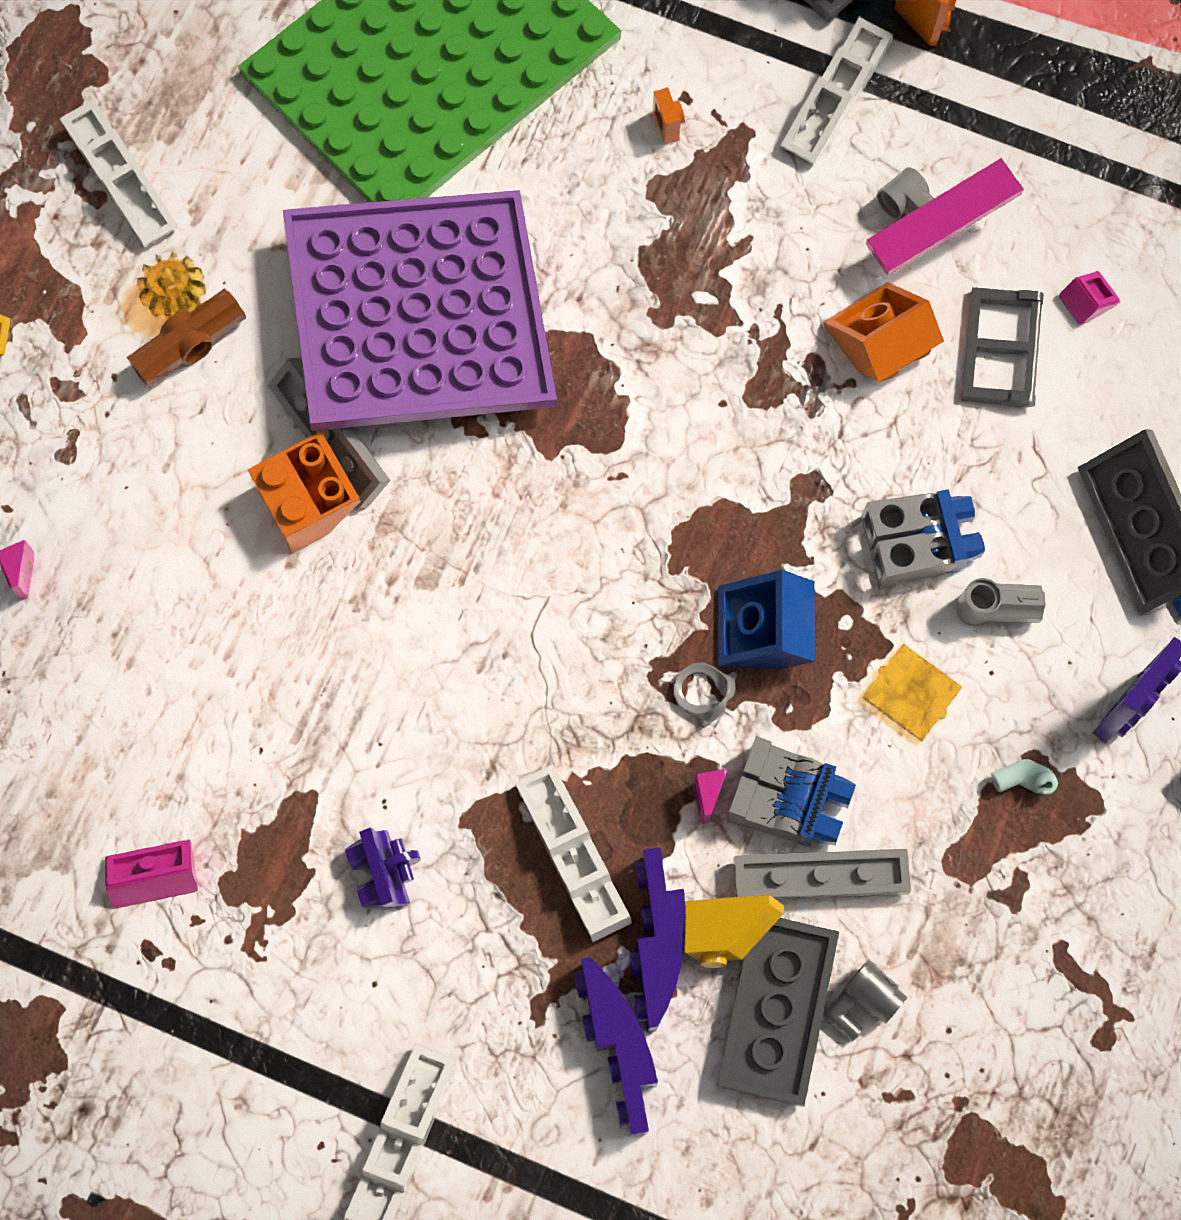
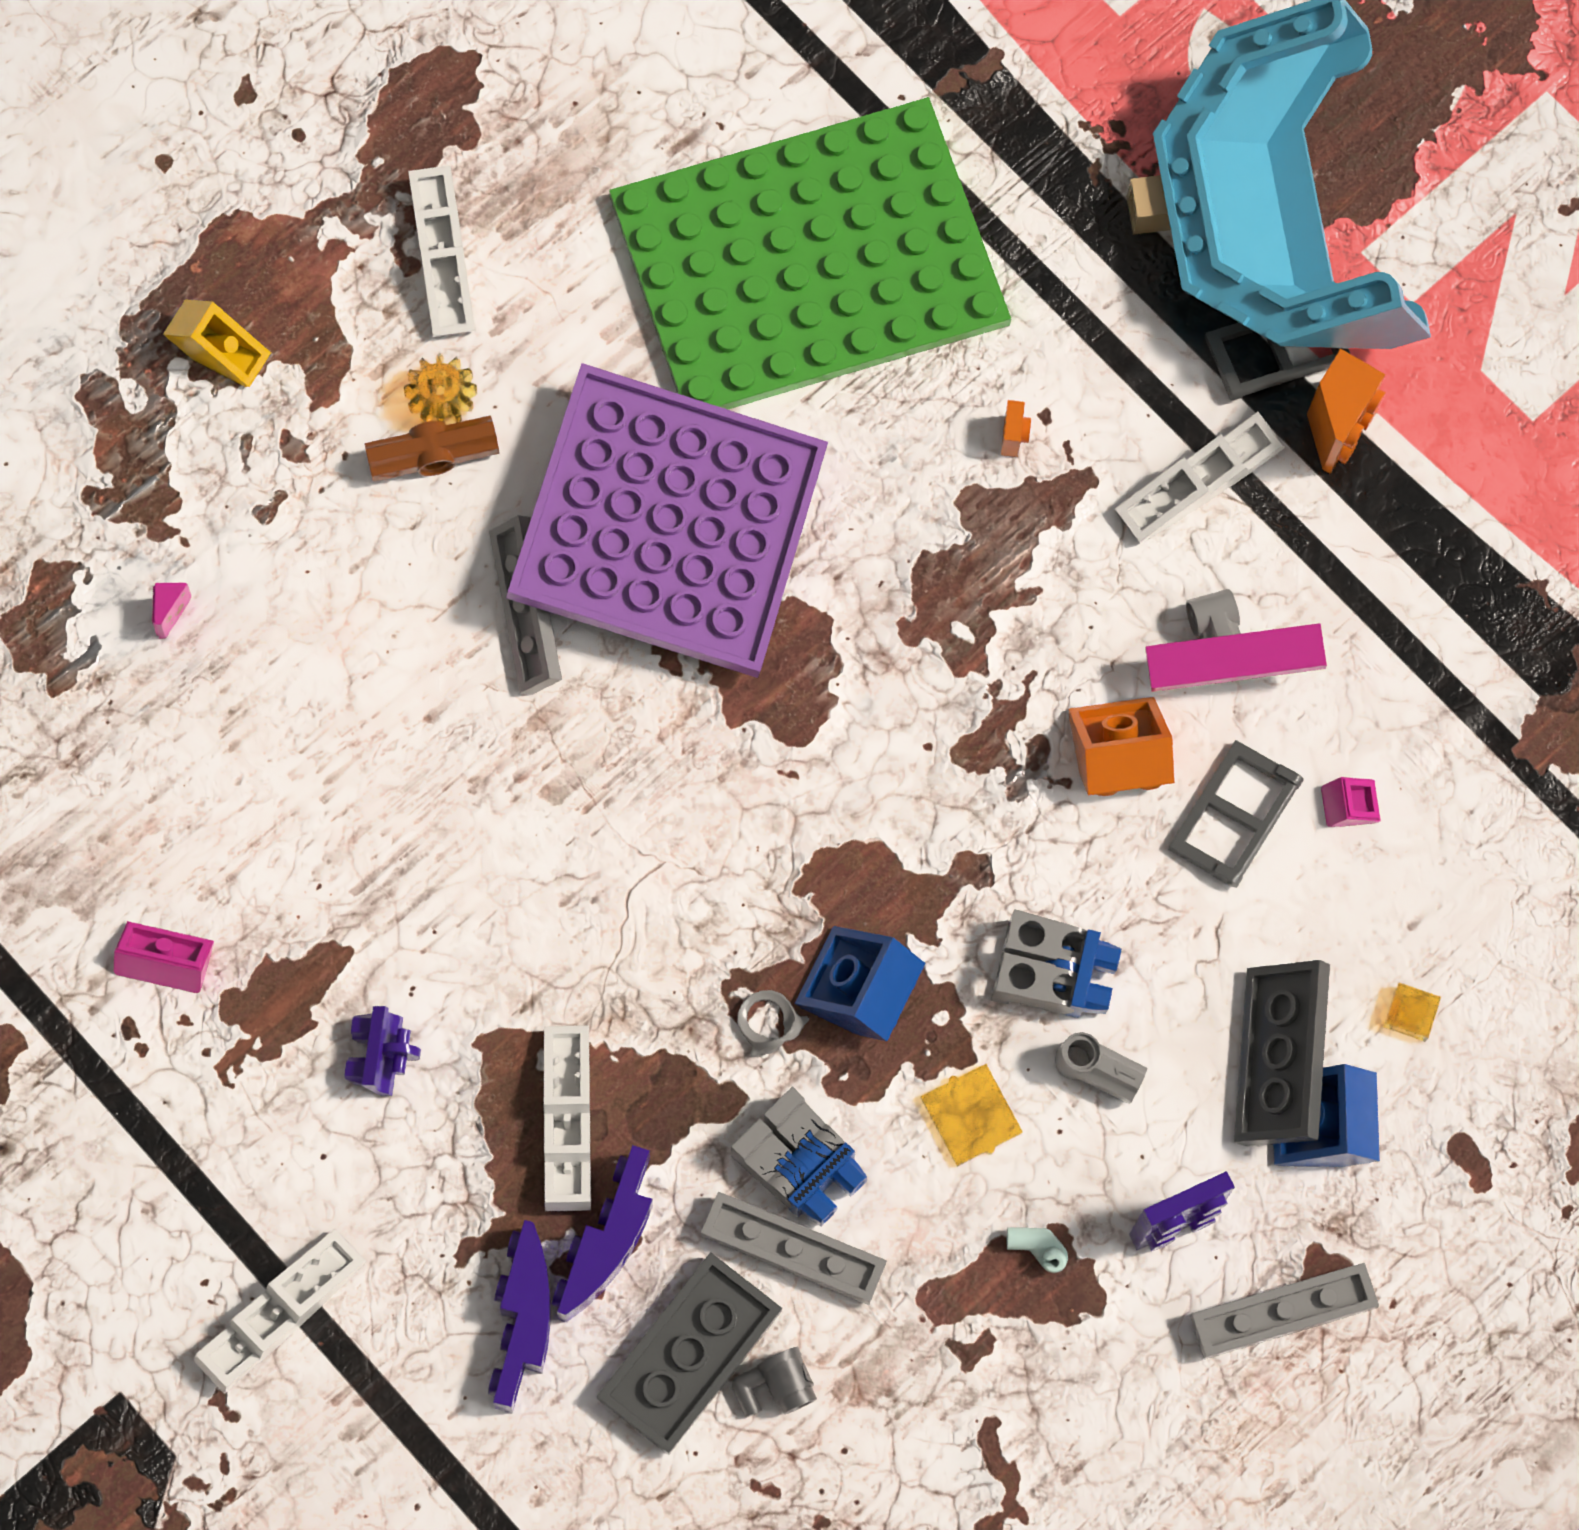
camera: 20 degrees right, 0 degrees up
(305, 491) = (474, 653): orange slope -> none
(706, 791) = (723, 1120): dark pink slope -> none
(728, 927) = (676, 1254): yellow slope -> none

